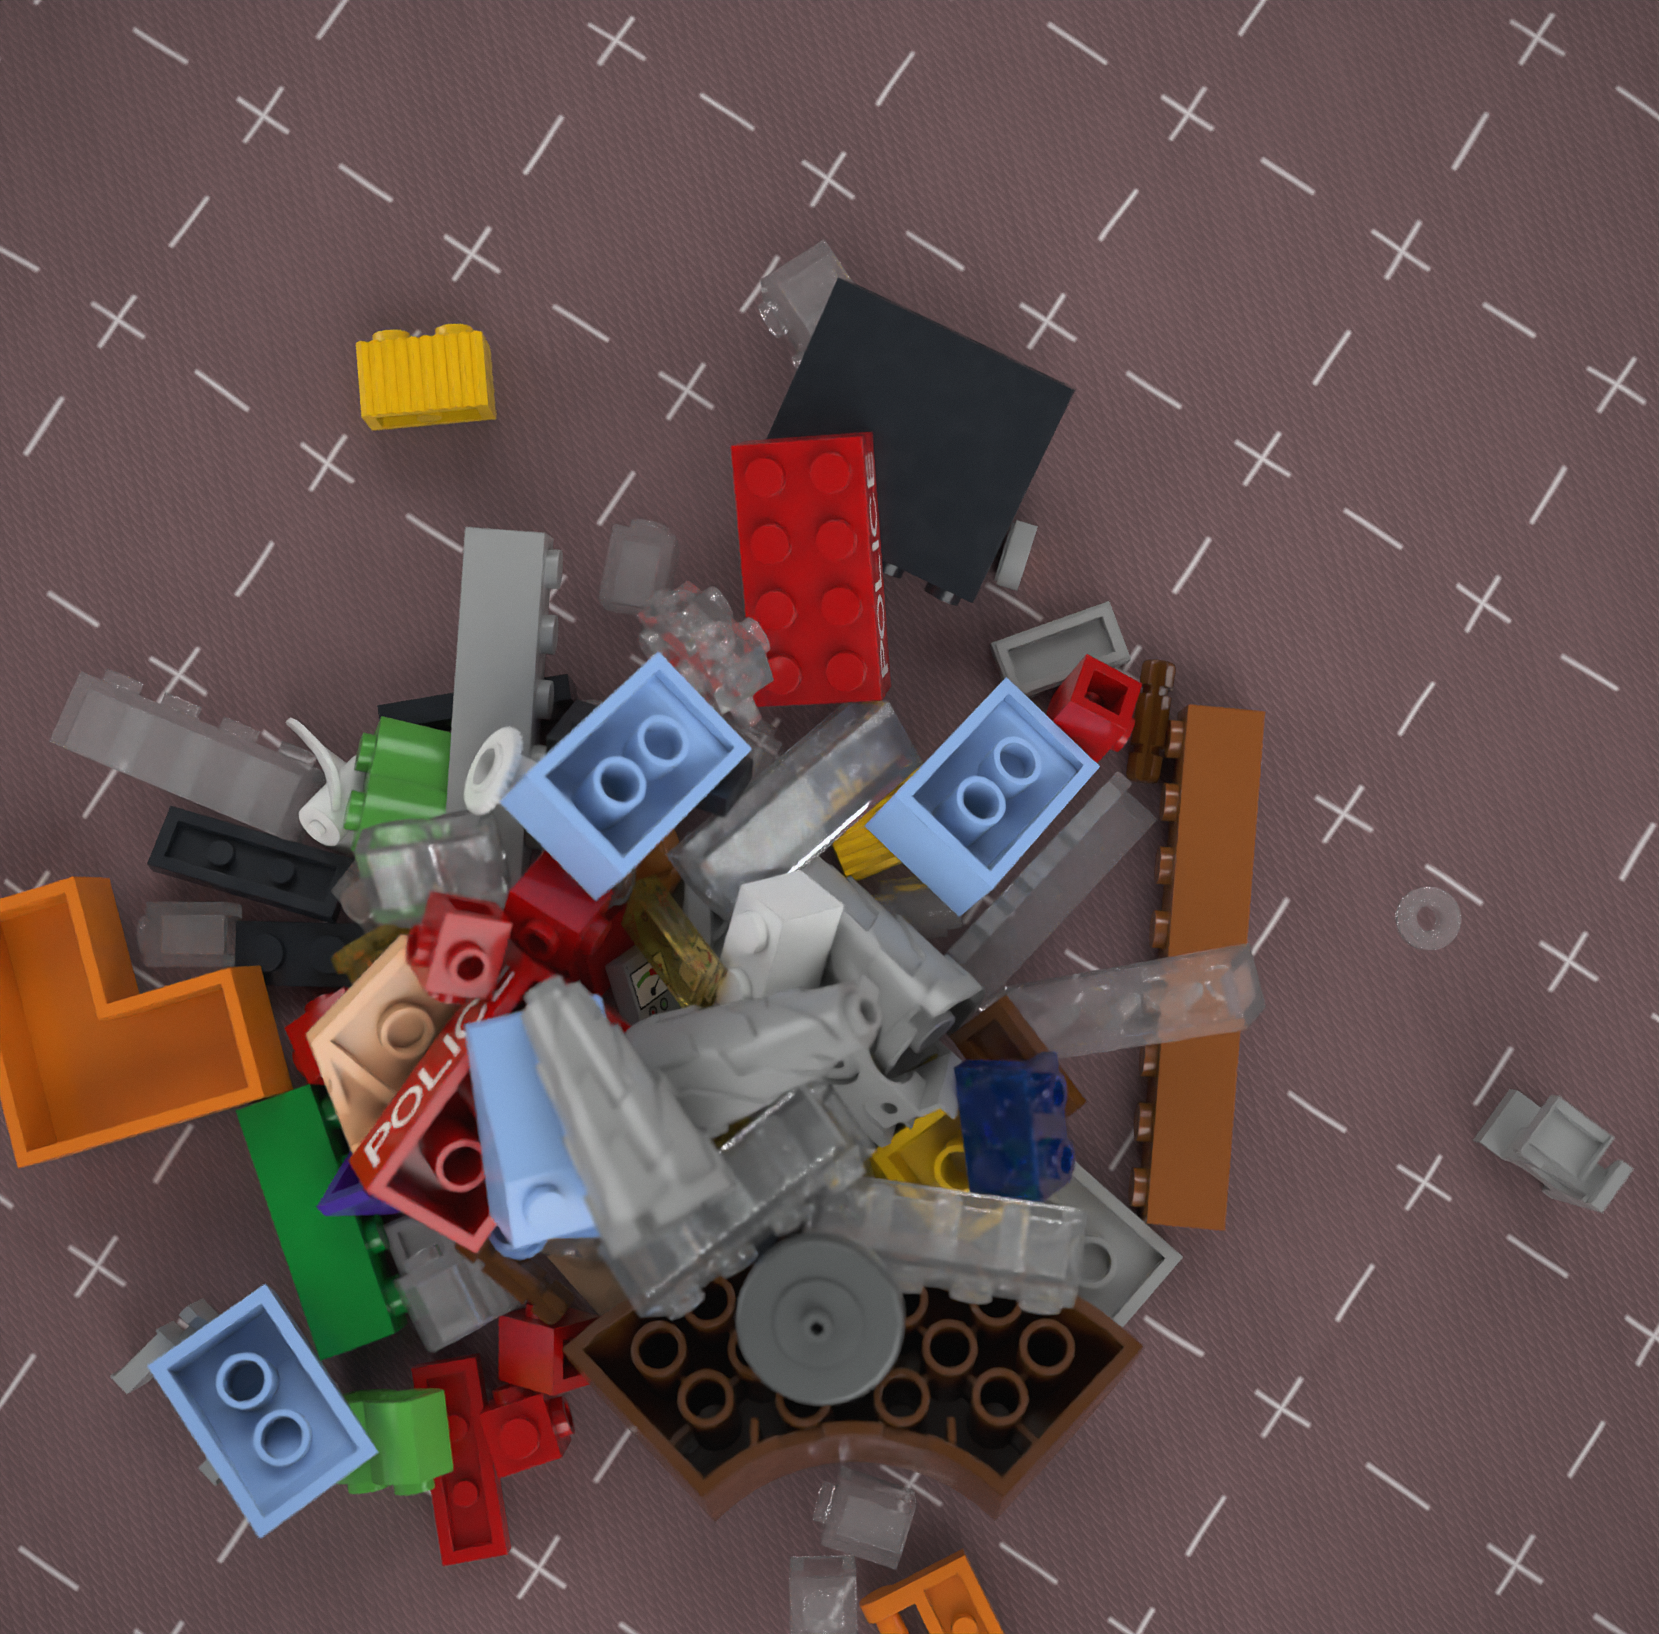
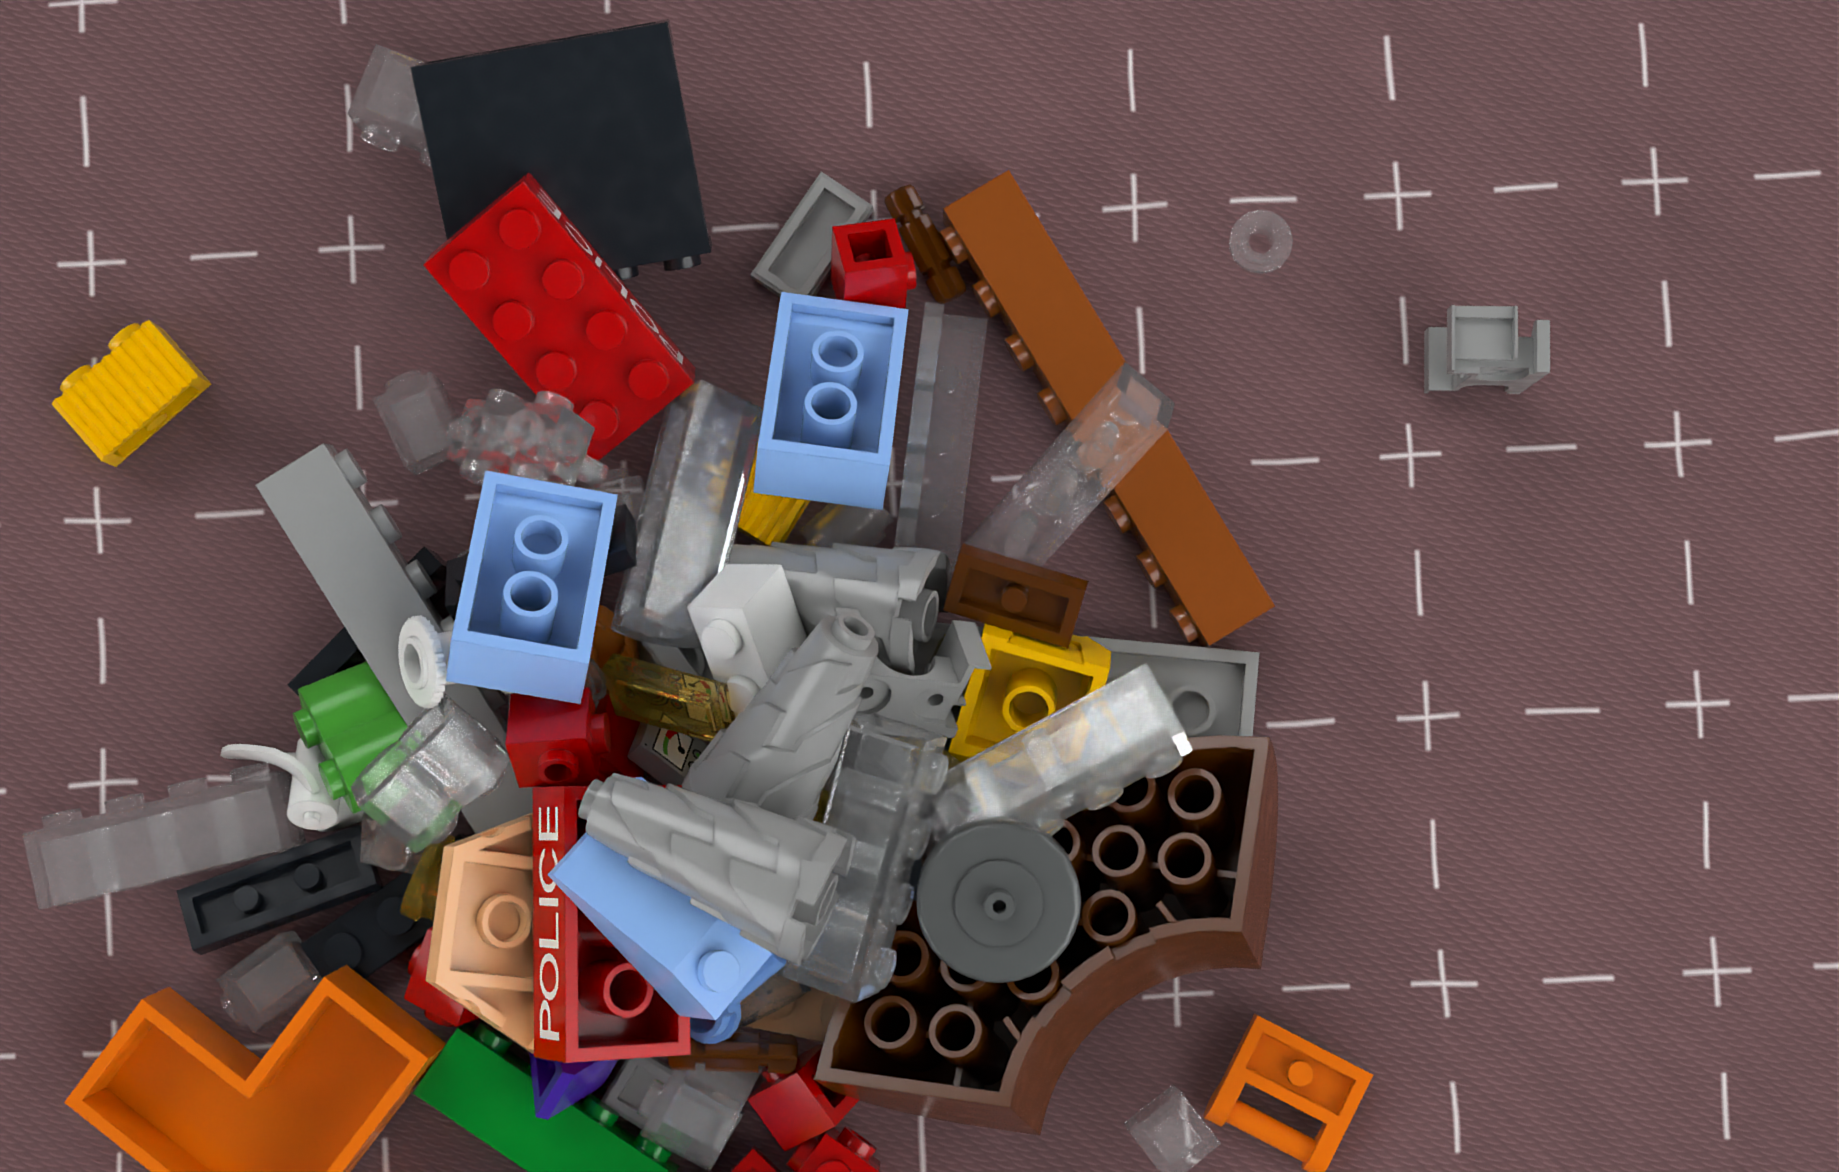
camera: 35 degrees left, 0 degrees up
(458, 947) = (498, 820): red brick -> none
(865, 1516) = (1156, 1043): clear brick -> none
(1015, 555) = (718, 188): light grey tile -> none
(1015, 1127) = (1044, 640): clear blue bracket -> none

